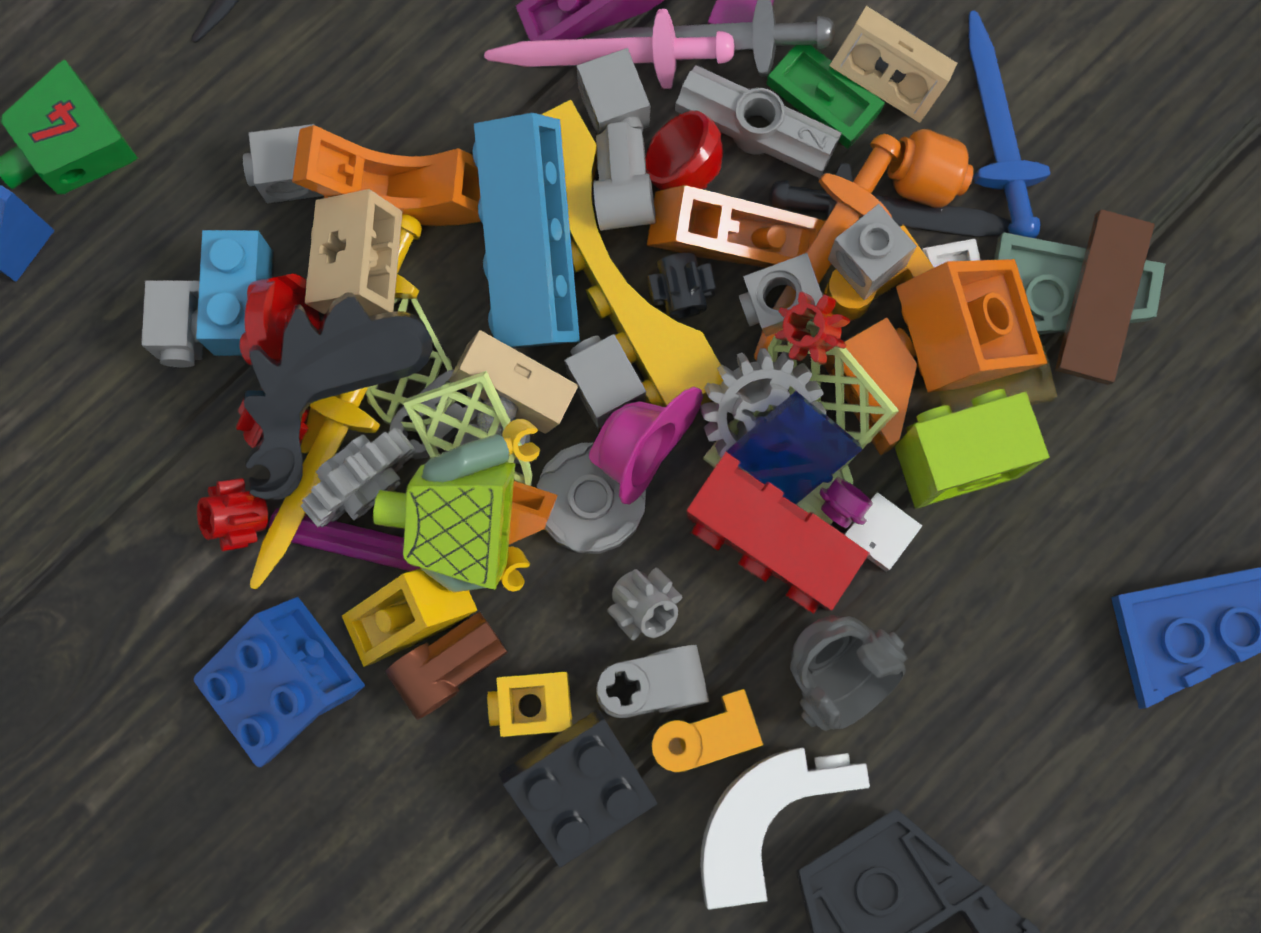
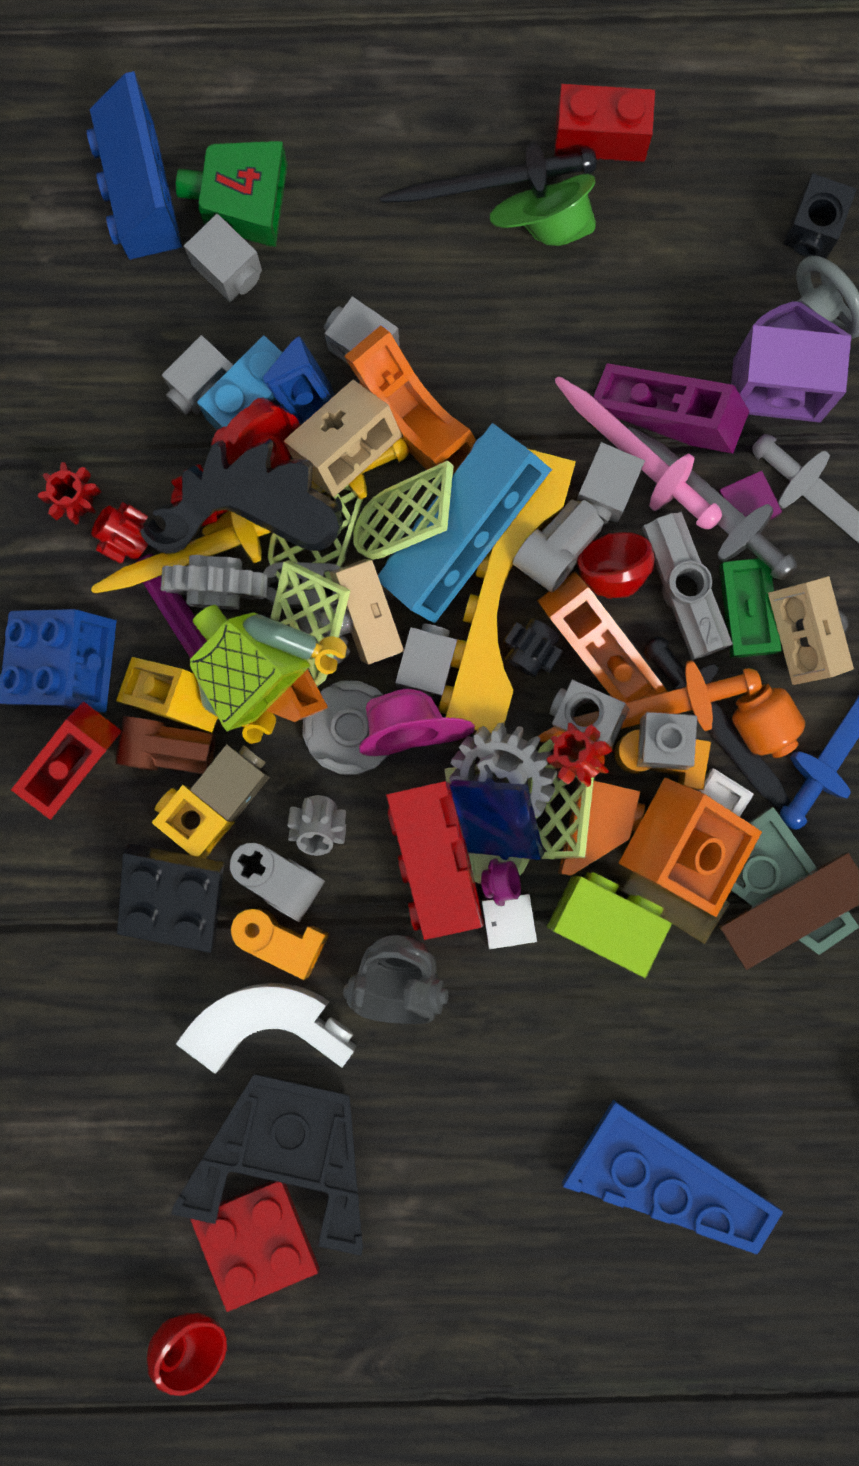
camera: 50 degrees right, 5 degrees up
(103, 203) = (224, 258): none -> light grey brick
(141, 514) = (59, 483): none -> red gear
(271, 241) = (298, 381): none -> blue slope
(373, 754) = (66, 760): none -> red brick
(468, 204) = (443, 474): none -> yellowish green window
(534, 635) = (231, 781): none -> dark tan brick

